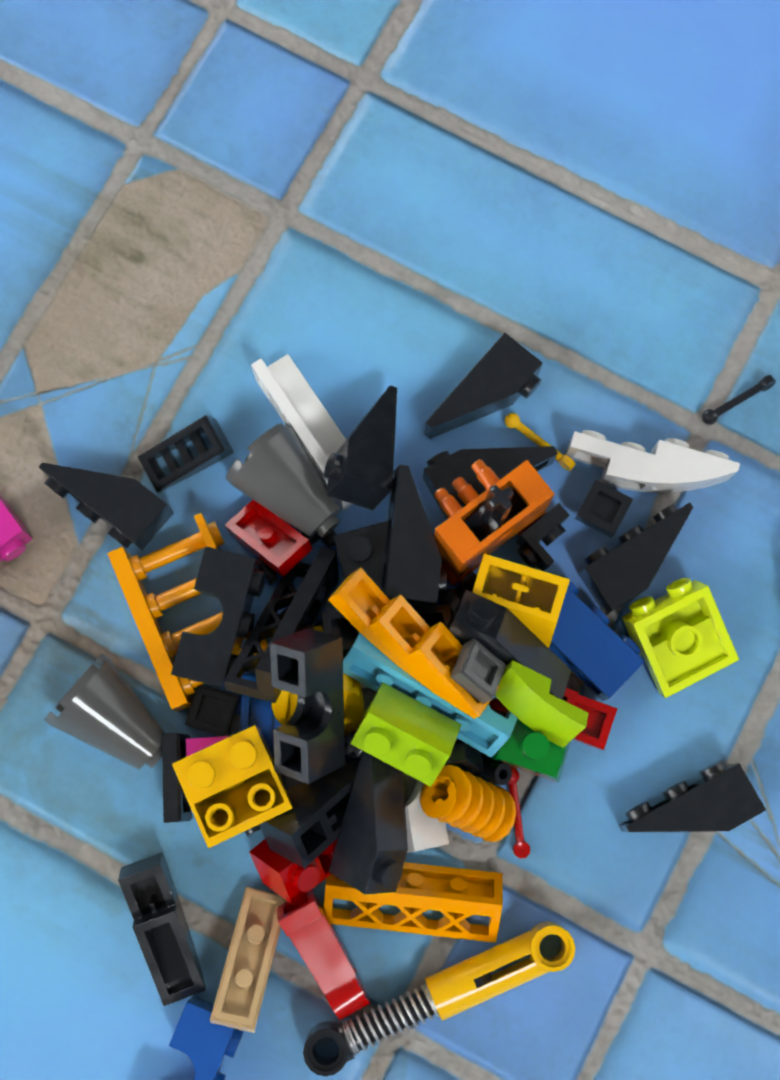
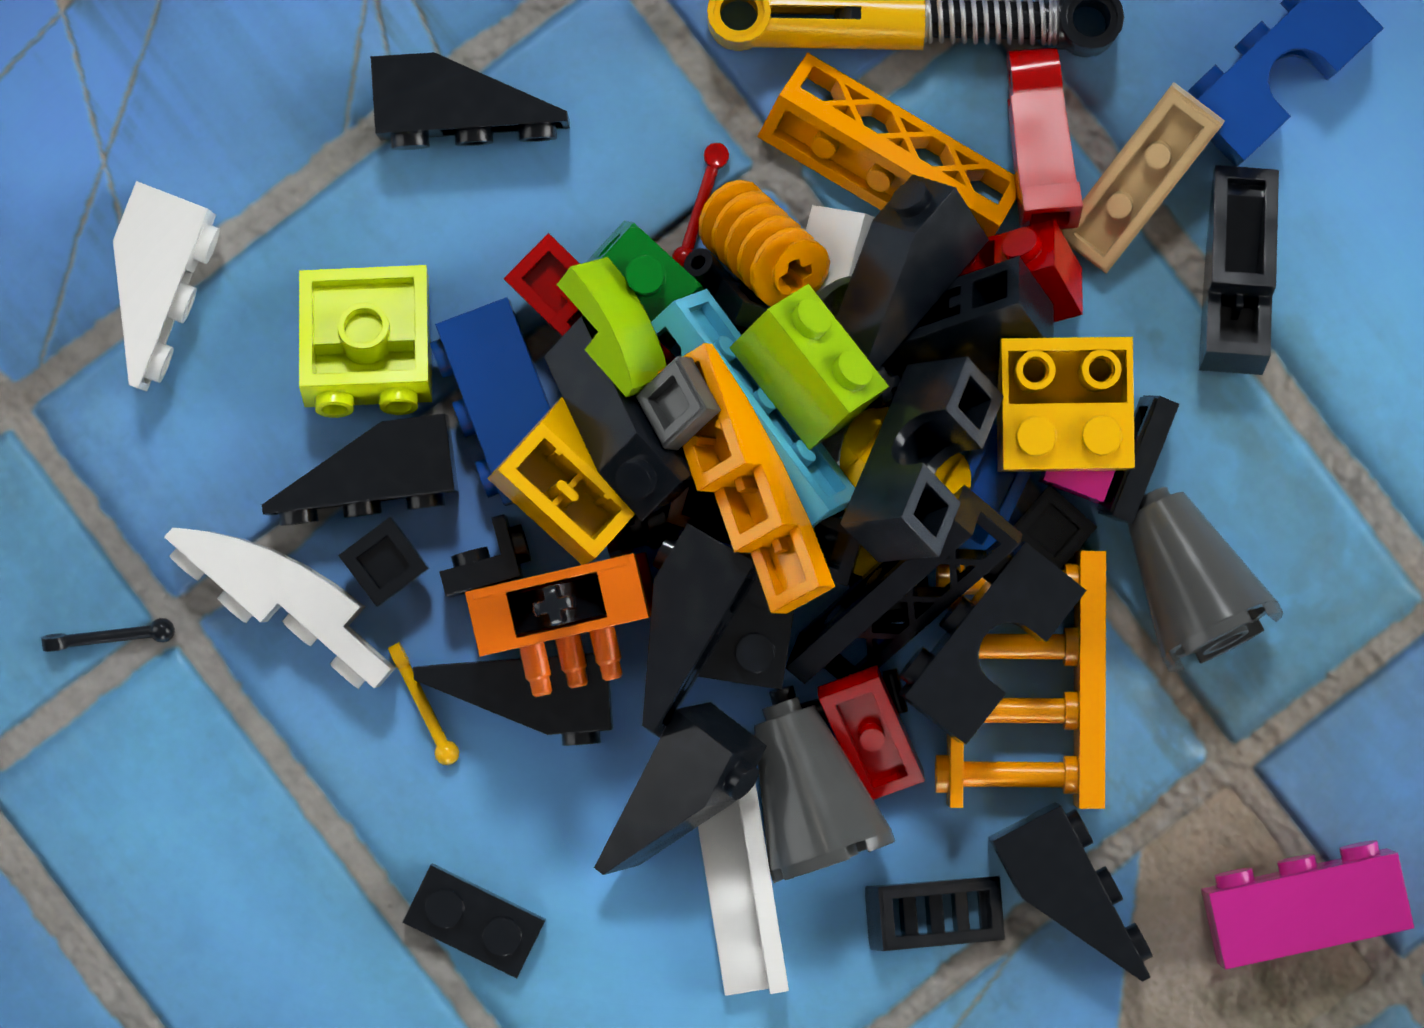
camera: 155 degrees left, 10 degrees up
(451, 334) = (474, 920): none -> black plate
(489, 387) = (453, 814): black slope -> none

